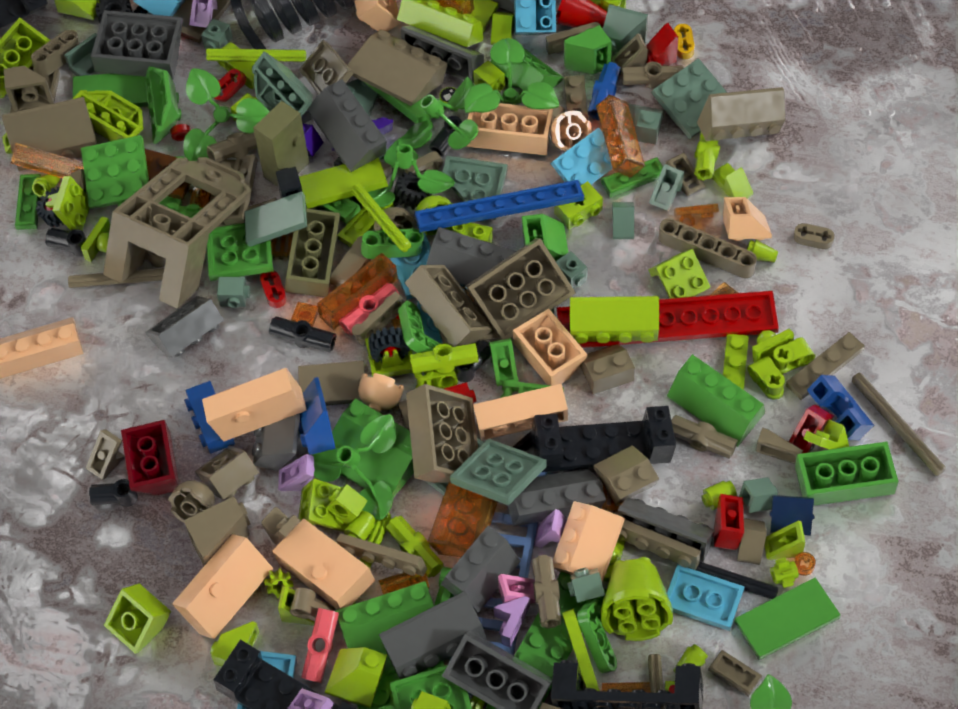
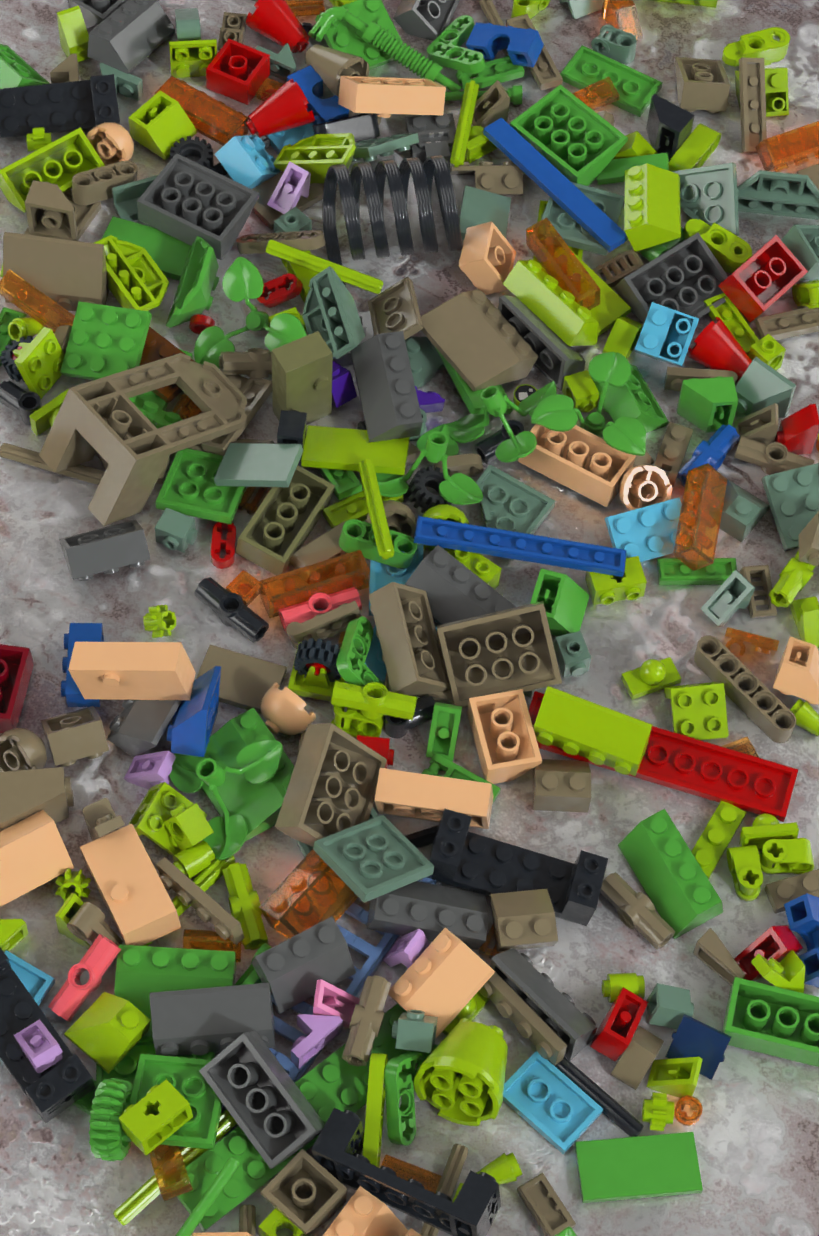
camera: 15 degrees right, 0 degrees up
(48, 20) = (111, 142): none -> light nougat cylinder
(198, 55) = (298, 239): none -> dark tan beam
(252, 363) = (159, 621): none -> lime gear
(623, 220) = (661, 617): sand green slope -> none
(635, 266) = (650, 677): none -> lime tile

